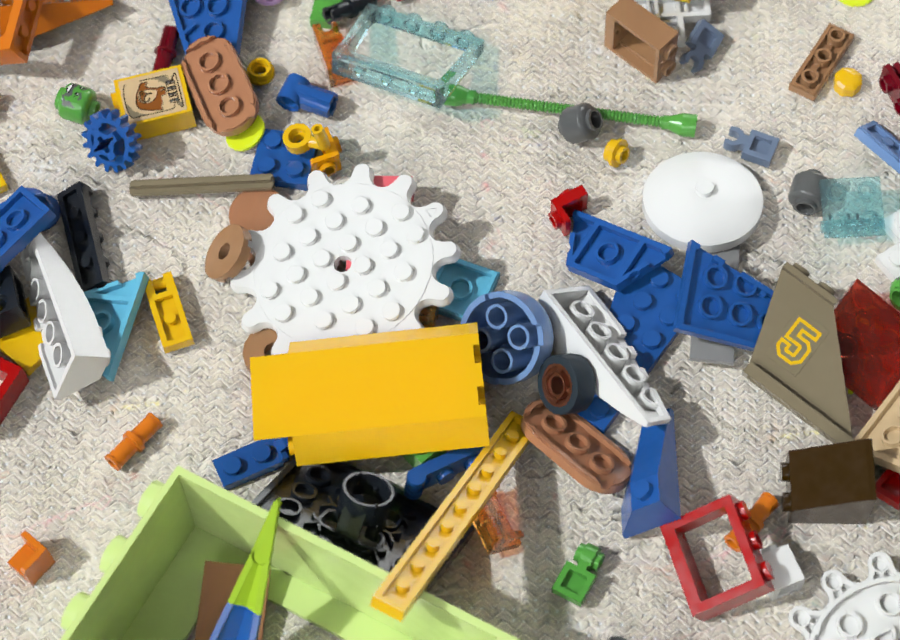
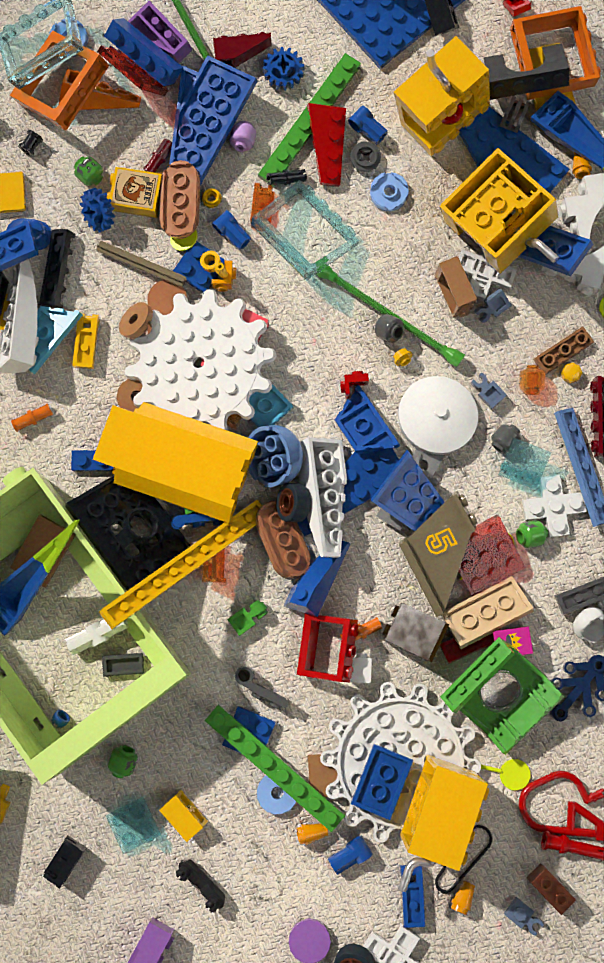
camera: 20 degrees right, 20 degrees up
(802, 109) = (532, 380): none -> clear orange head

